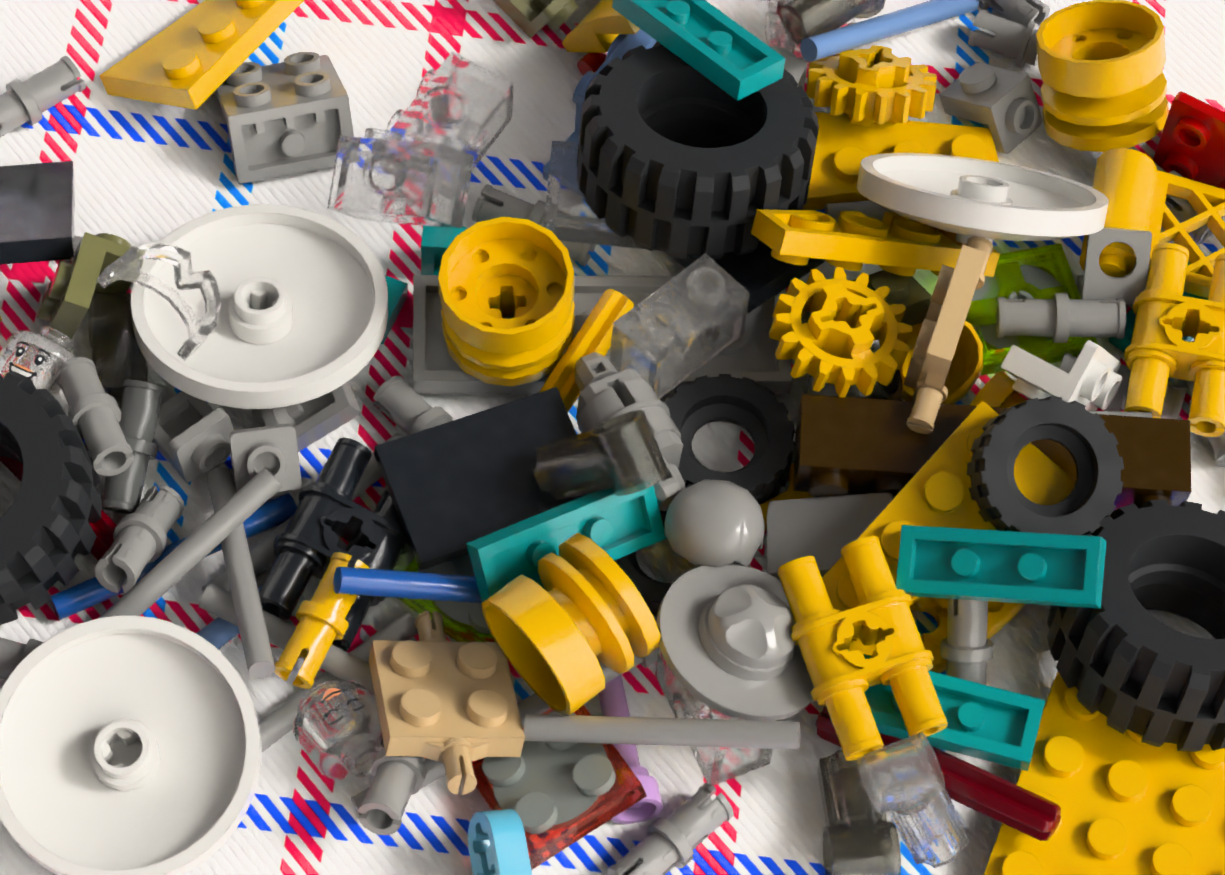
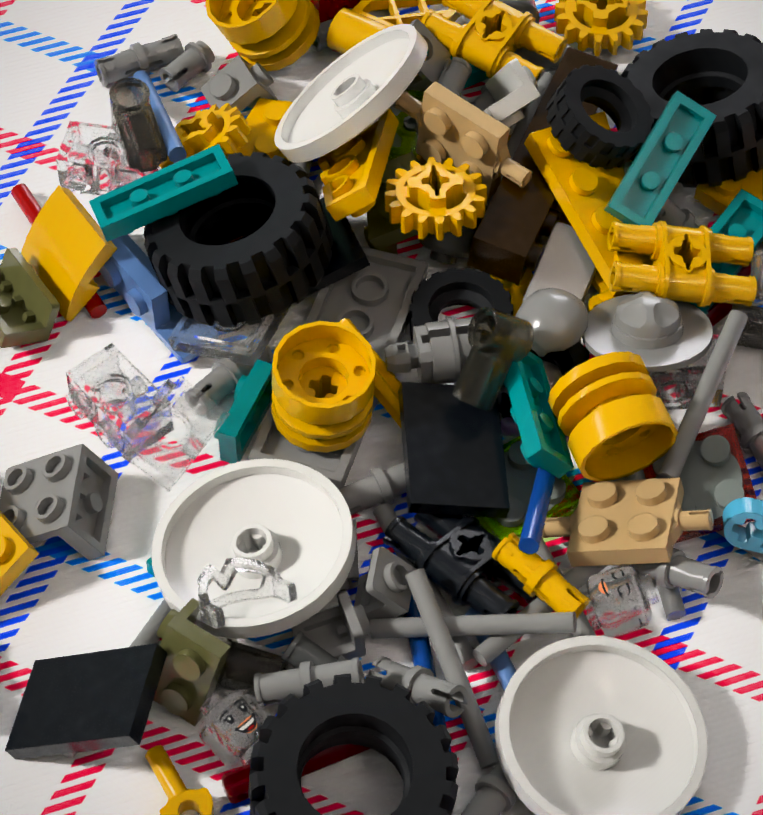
camera: 65 degrees left, 5 degrees down
(680, 325) = (375, 297): clear brick -> none

